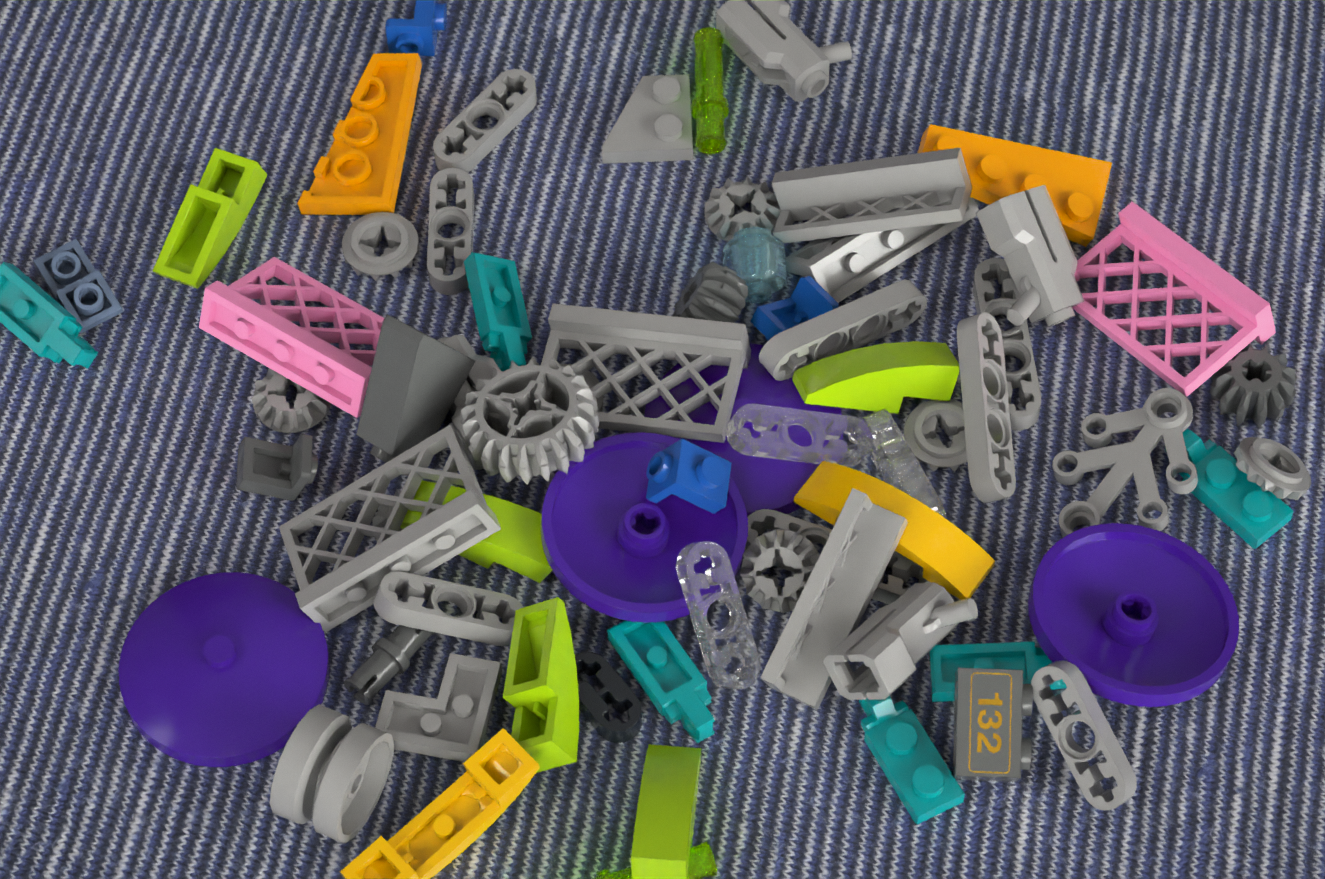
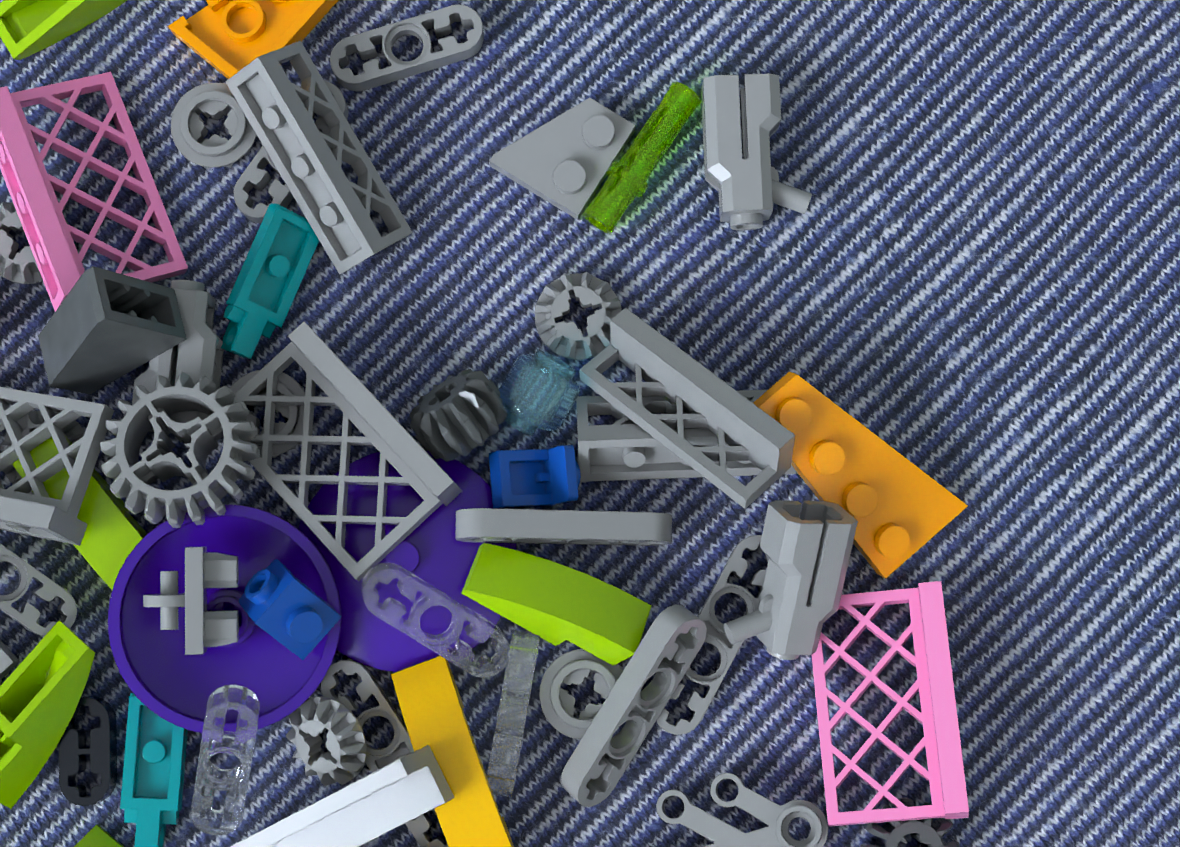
camera: 30 degrees right, 25 degrees up
(477, 211) = (313, 161): none -> light grey fence
(614, 507) = (201, 626): none -> light grey hips

